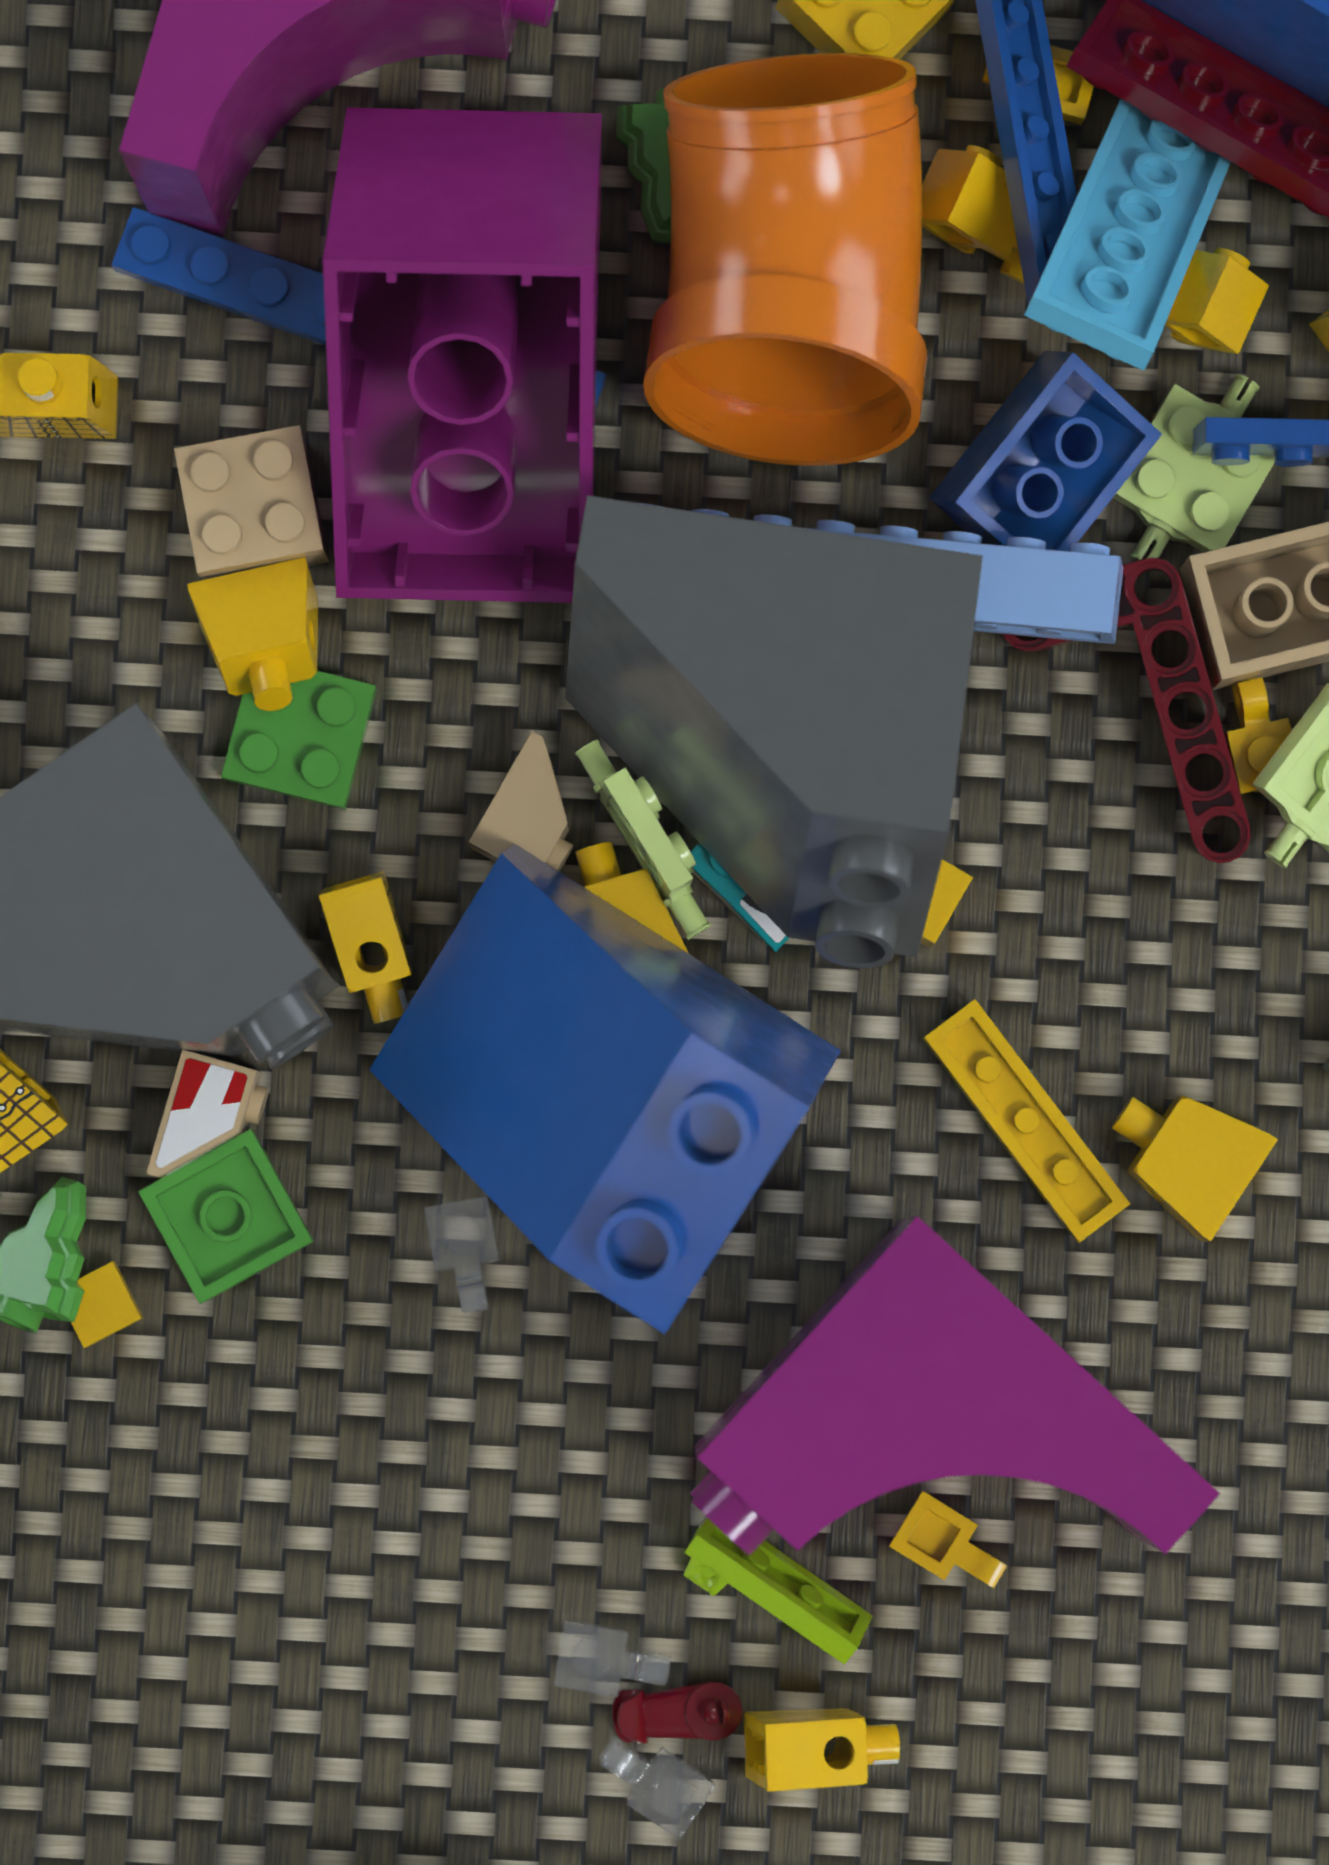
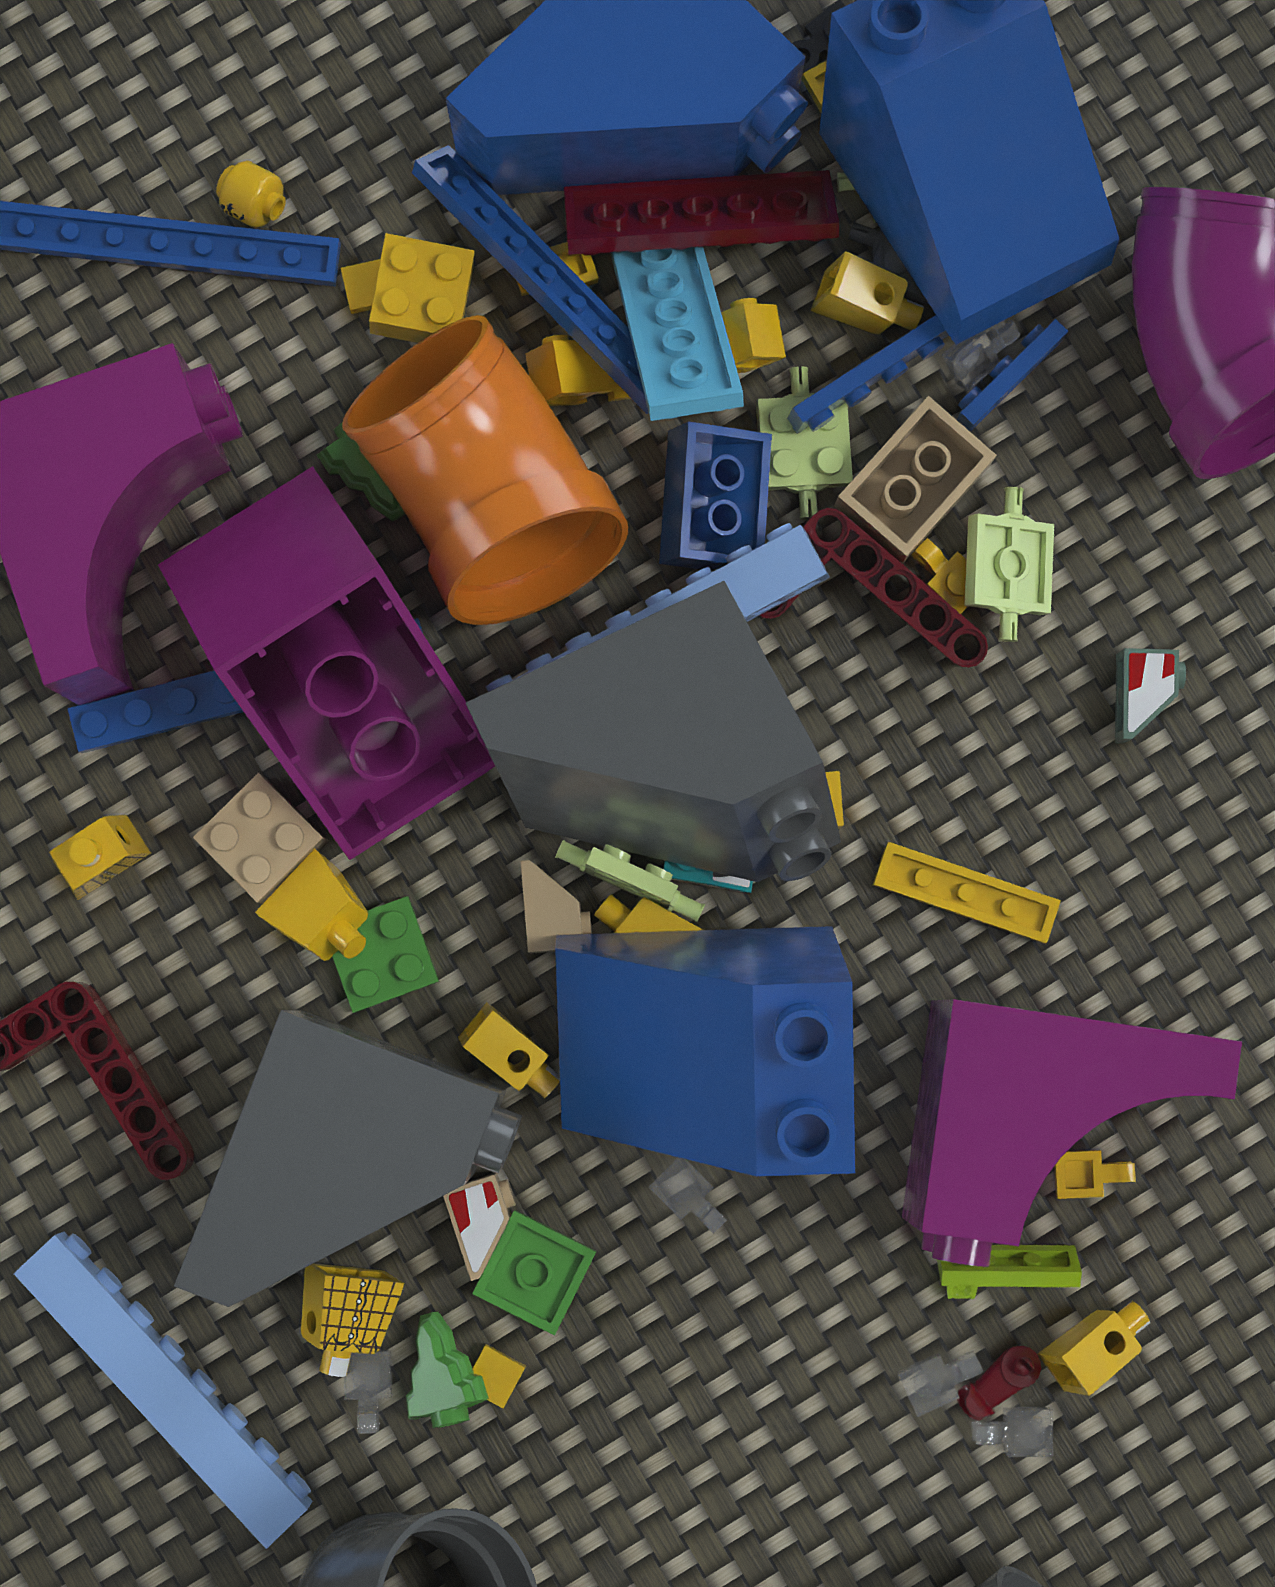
camera: 35 degrees left, 0 degrees up
(1193, 1159) = (1079, 849): yellow torso -> none

